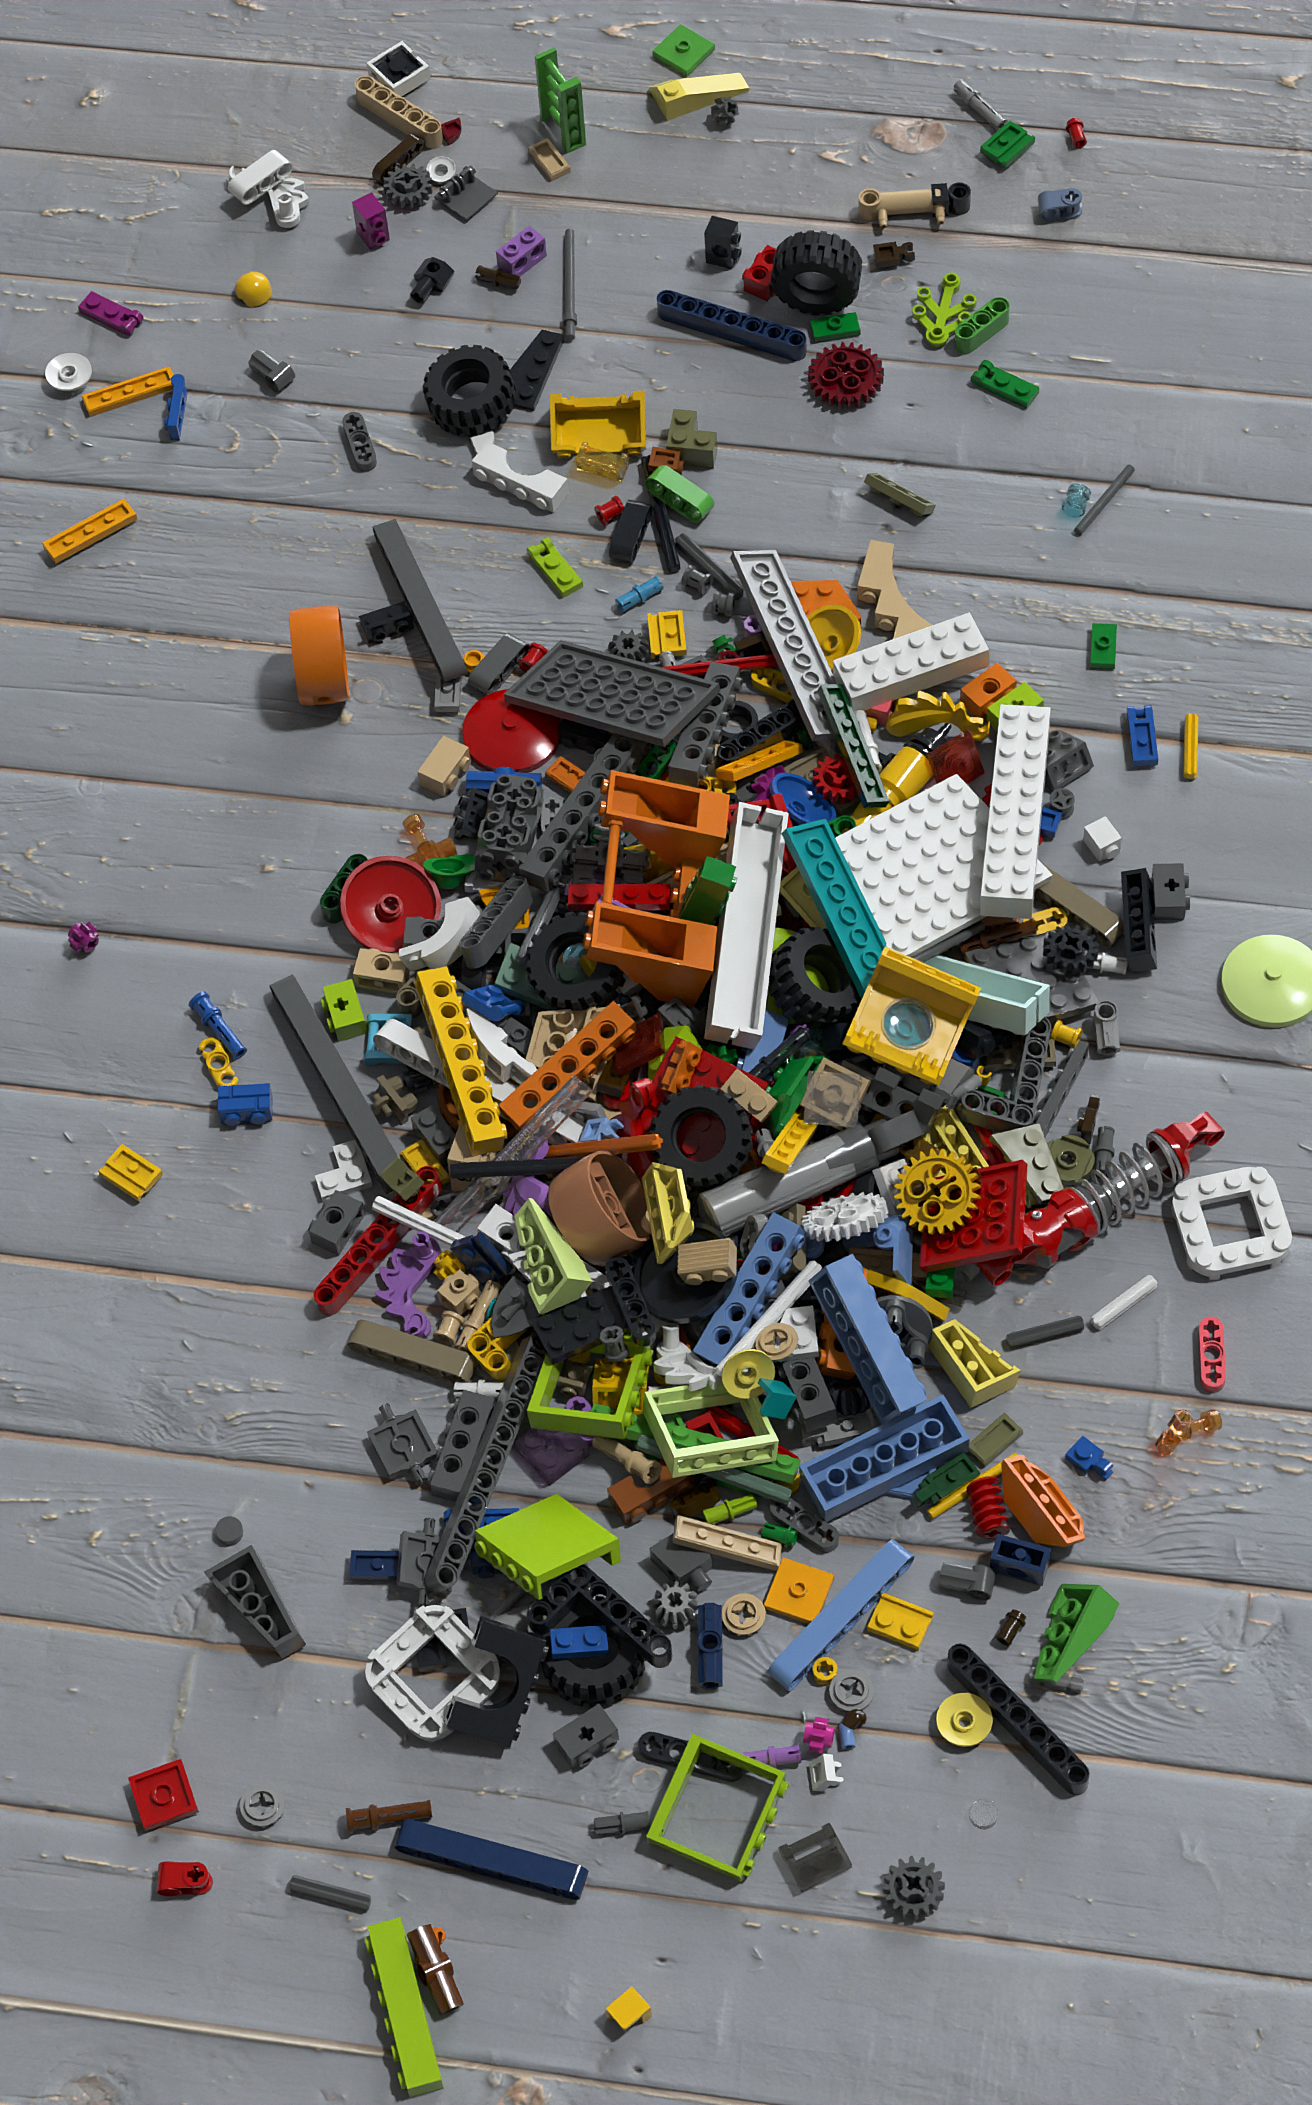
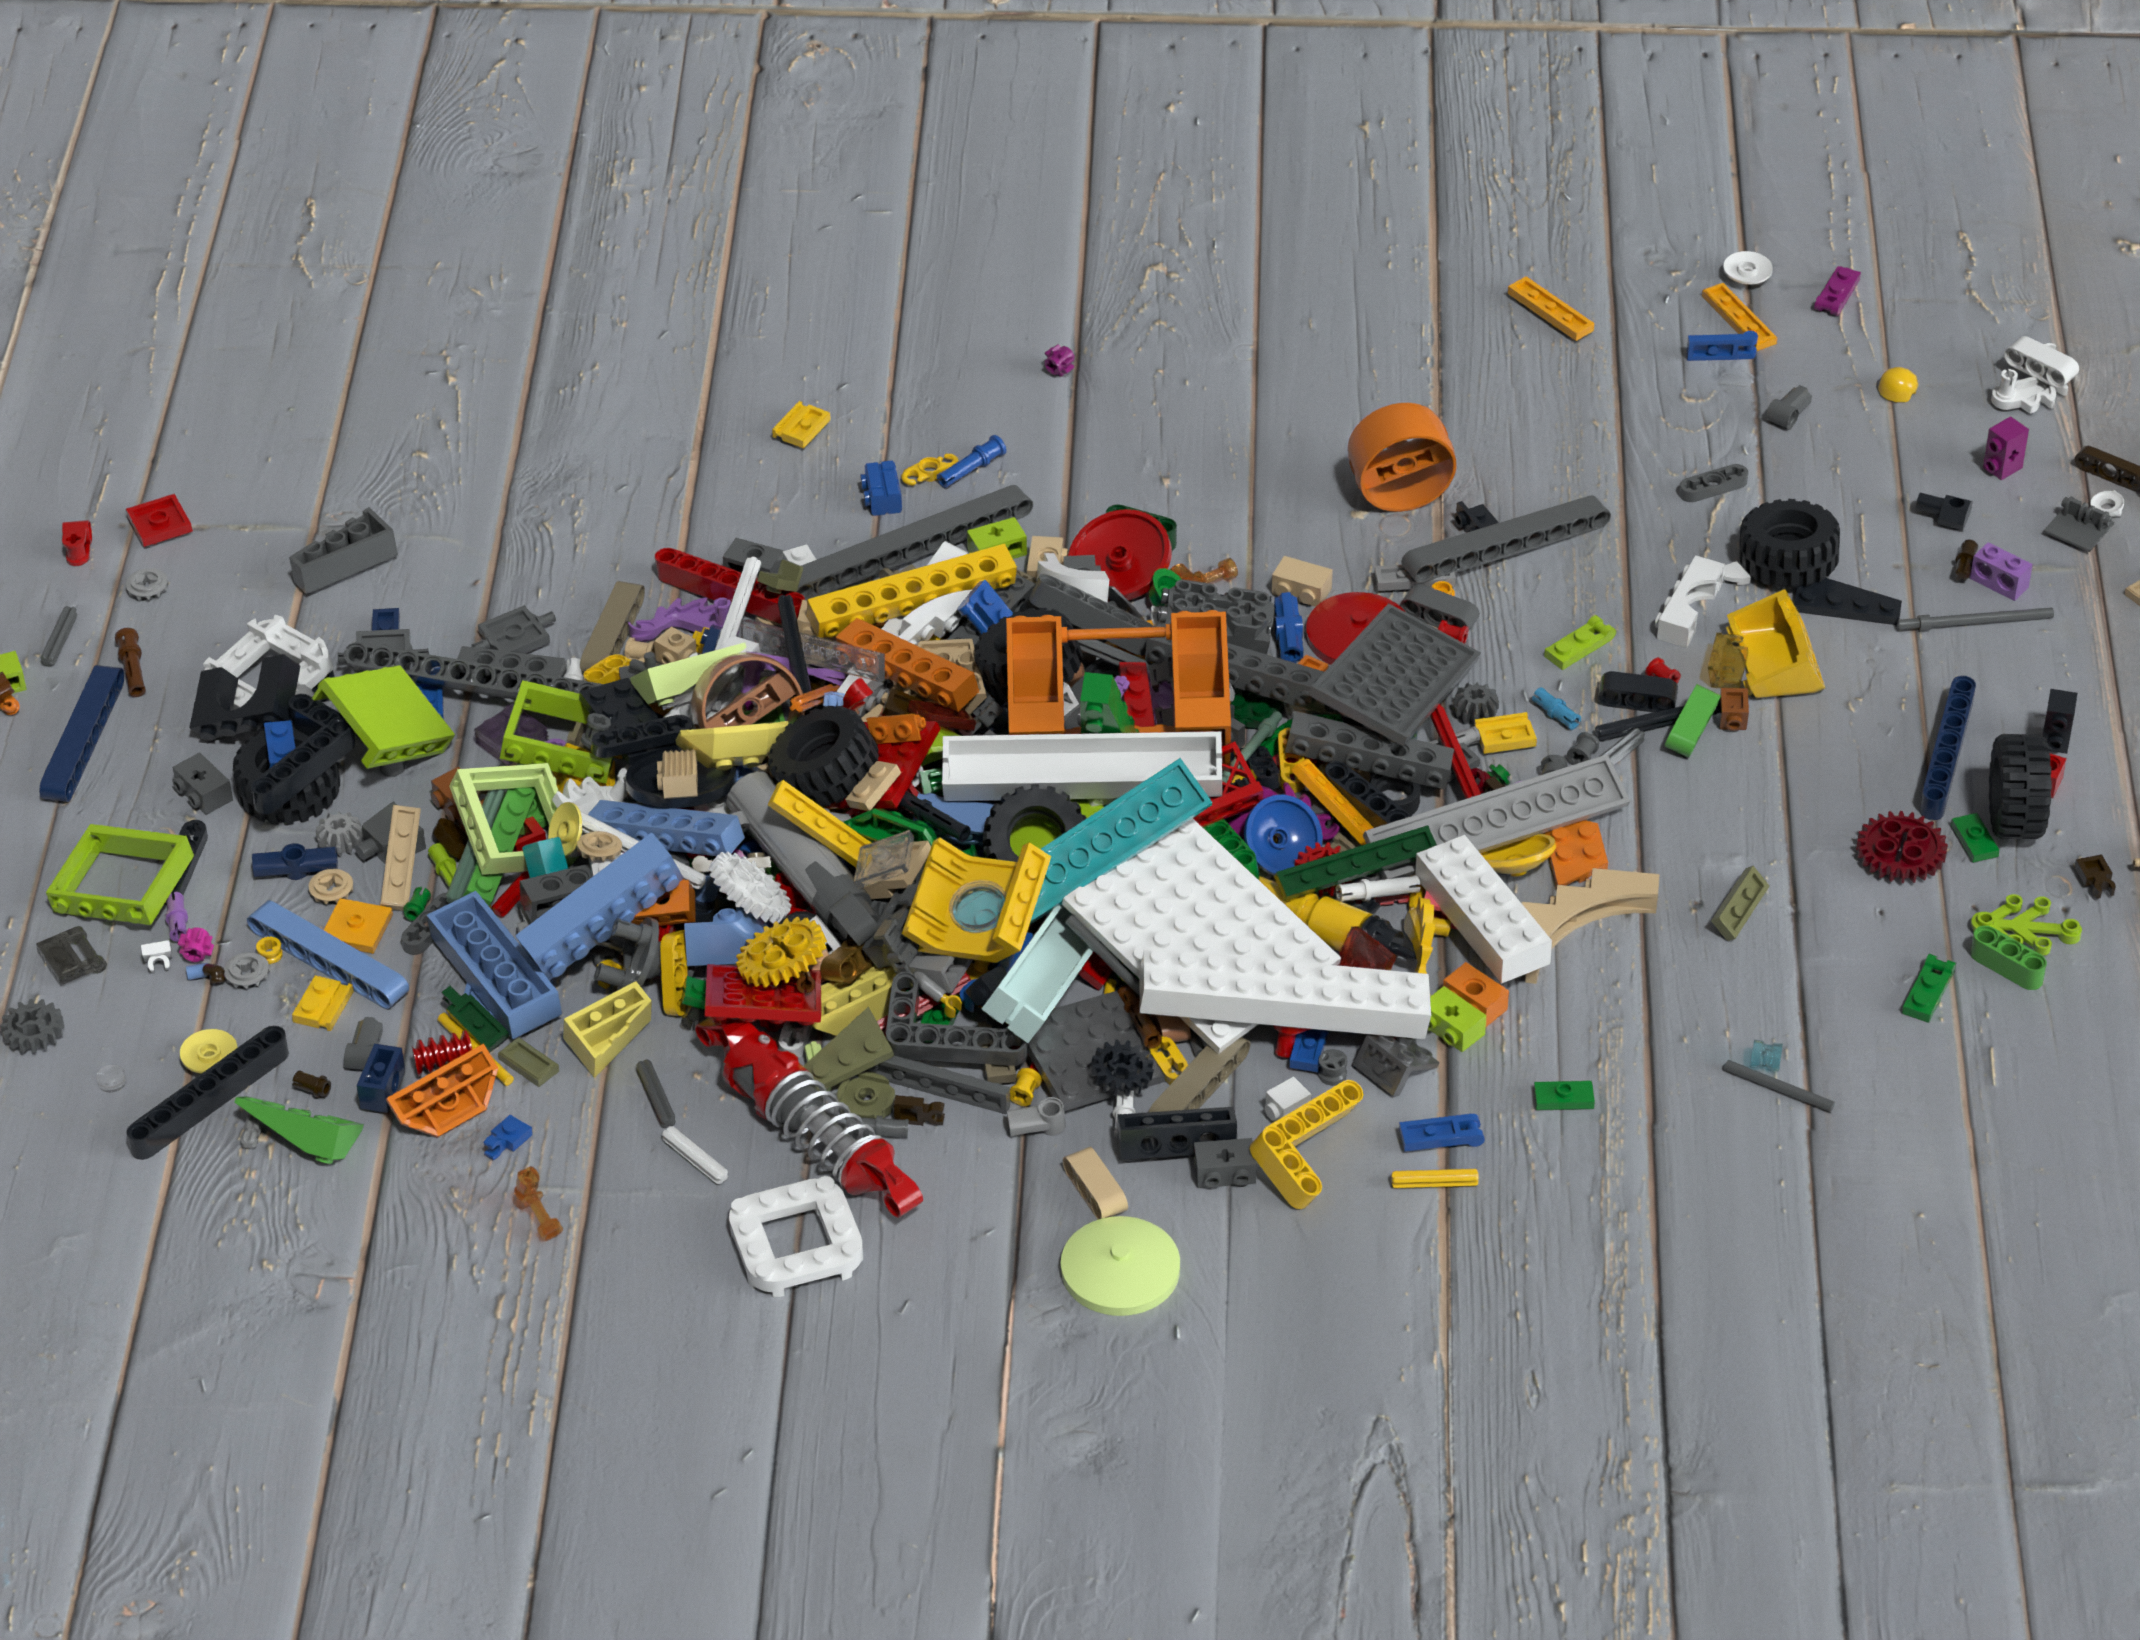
camera: 80 degrees right, 15 degrees down
(229, 1530) = (424, 533): dark grey tile -> none
(408, 185) = (2073, 478): dark grey gear -> none
(621, 1823) = (114, 815): dark grey axle -> none
(695, 446) = (1773, 721): olive brick -> none
(1149, 830) = (1276, 1144): none -> yellow beam
(1184, 989) = (1095, 1183): none -> tan beam
(1205, 1363) = (624, 1239): coral beam -> none

